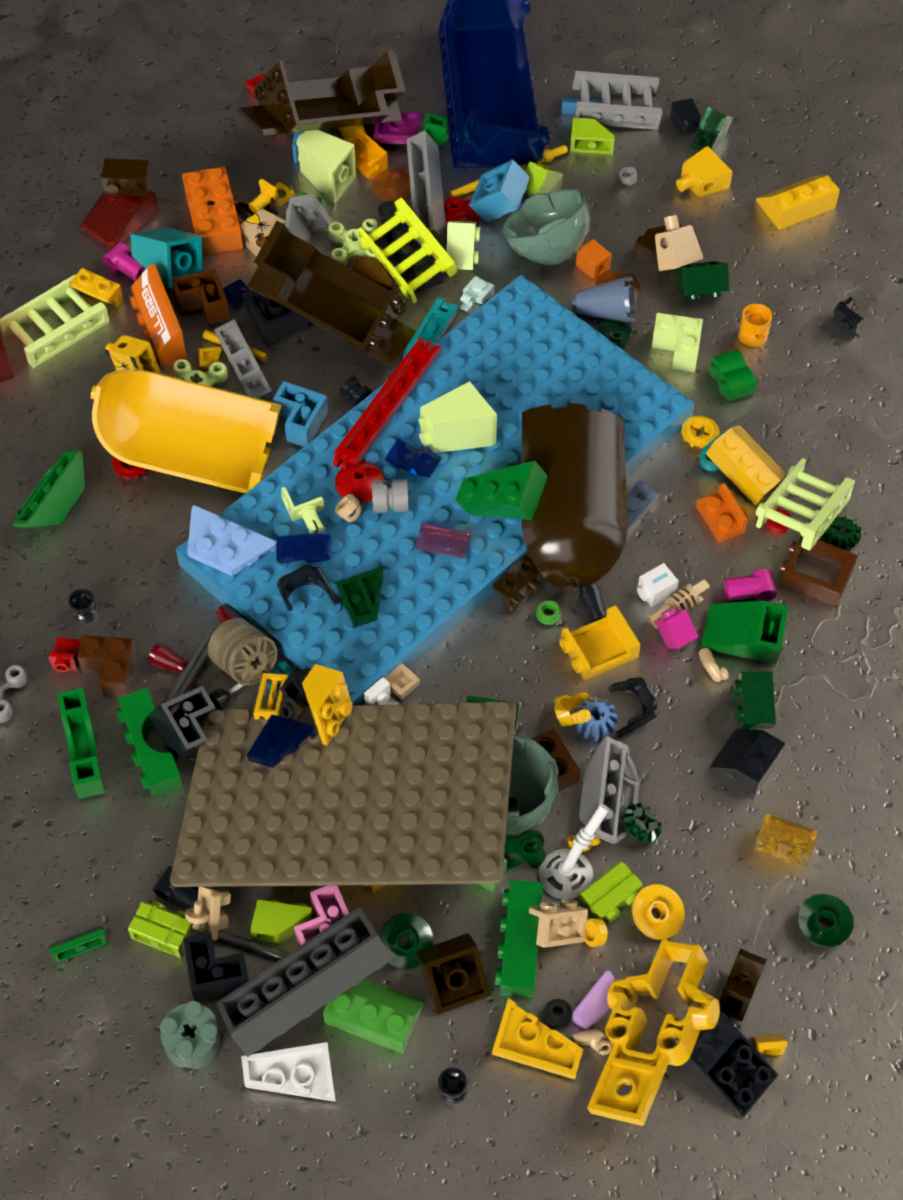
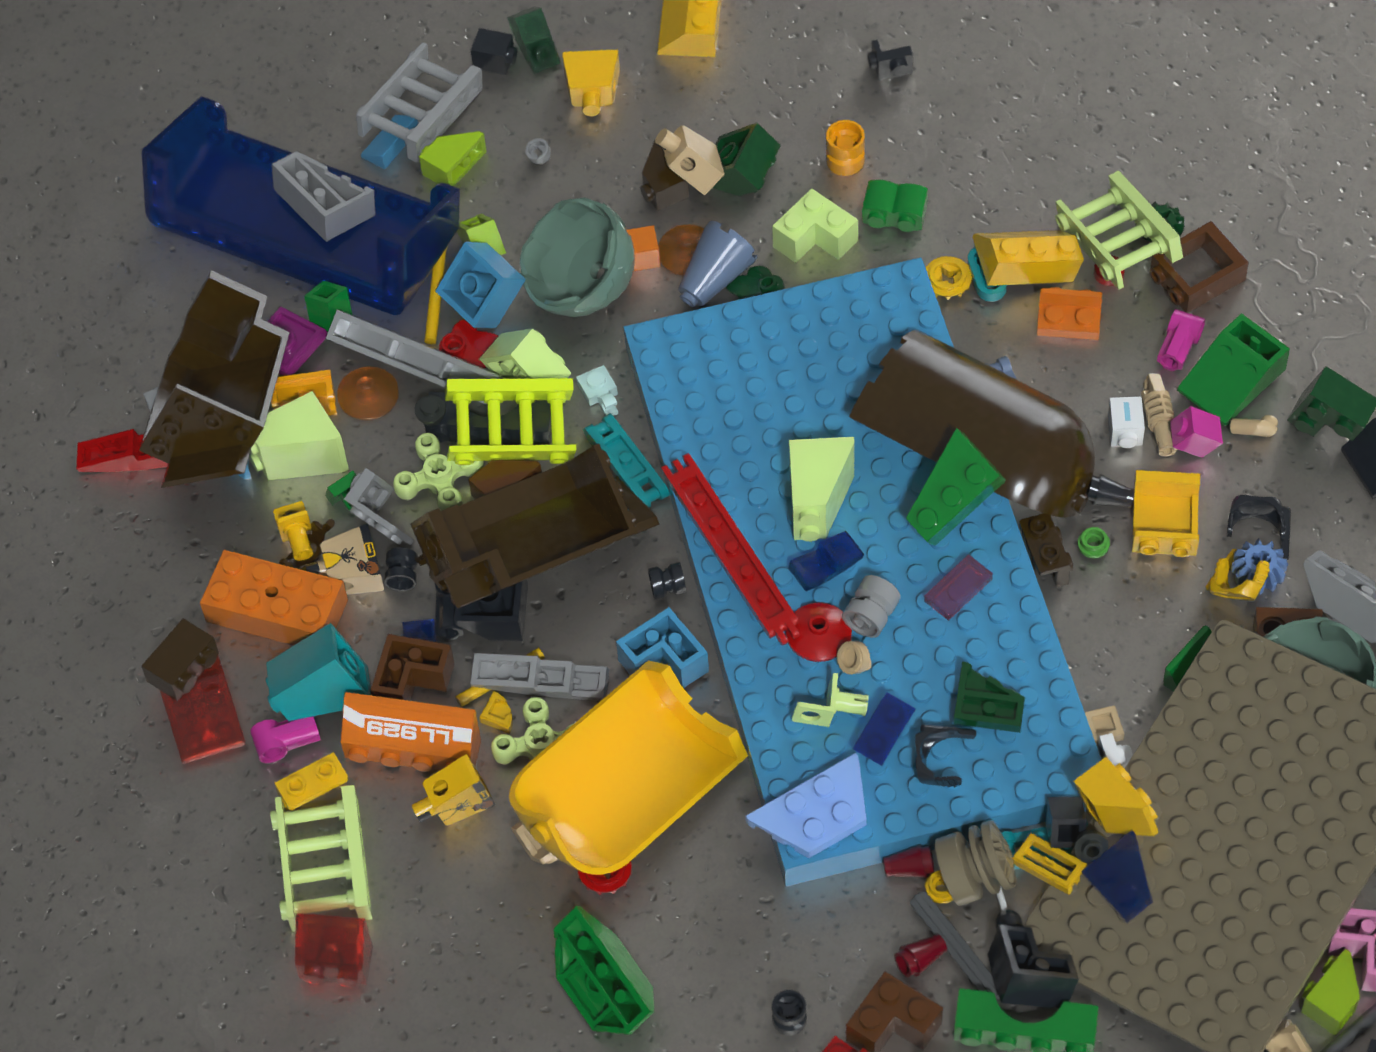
camera: 55 degrees left, 0 degrees up
(505, 86) = (320, 197): none -> light grey wedge

